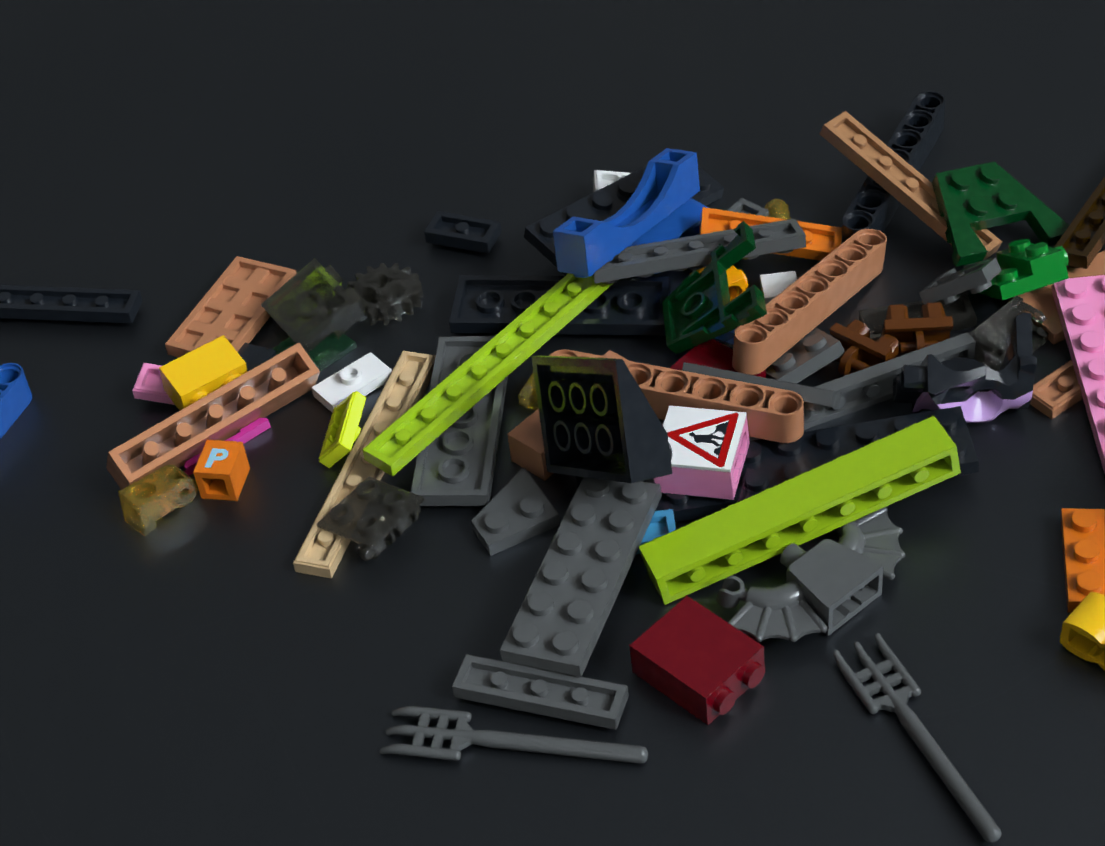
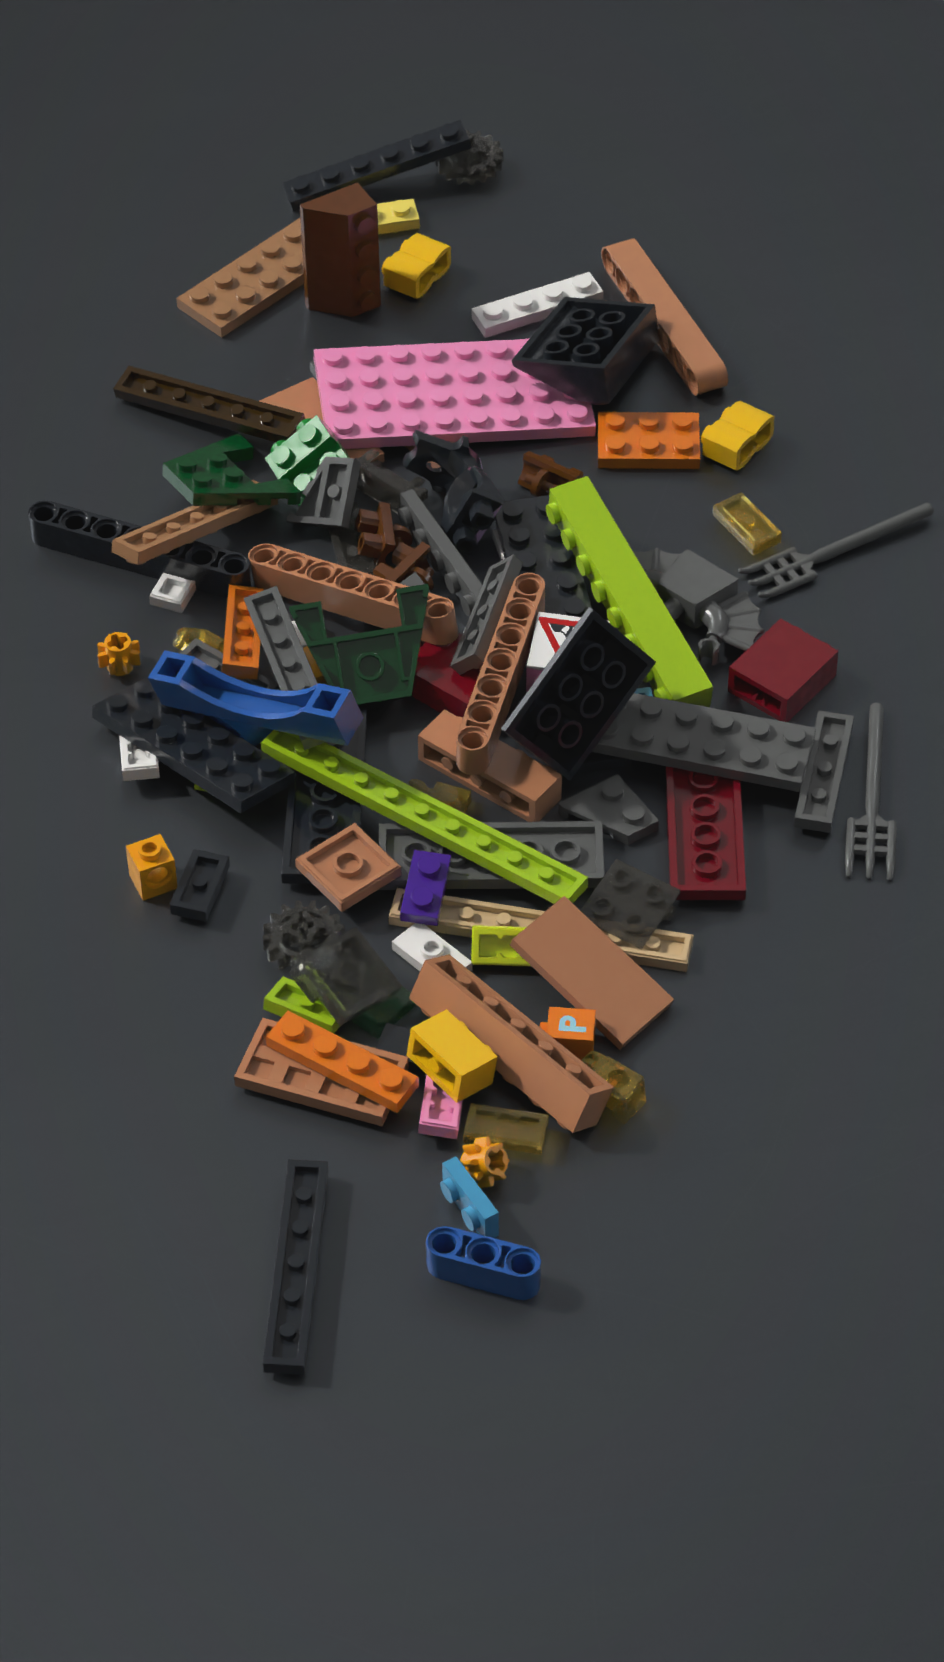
camera: 100 degrees left, 5 degrees up
(60, 402) = (475, 1207): none -> dark azure plate
(93, 408) = (485, 1161): none -> light orange gear
(134, 419) = (514, 1128): none -> clear yellow plate
(227, 311) = (342, 1061): none -> orange plate
(286, 480) = (592, 971): none -> nougat tile
(417, 364) = (425, 888): none -> dark purple plate
(453, 312) = (348, 867): none -> nougat tile
(456, 582) = (705, 836): none -> dark red plate
(483, 195) = (151, 867): none -> light orange brick
(753, 167) = (118, 653): none -> light orange gear
(839, 201) = (172, 592): none -> white tile
(953, 641) = (747, 523): none -> clear yellow plate
(1012, 477) = (542, 474): none -> reddish brown hips

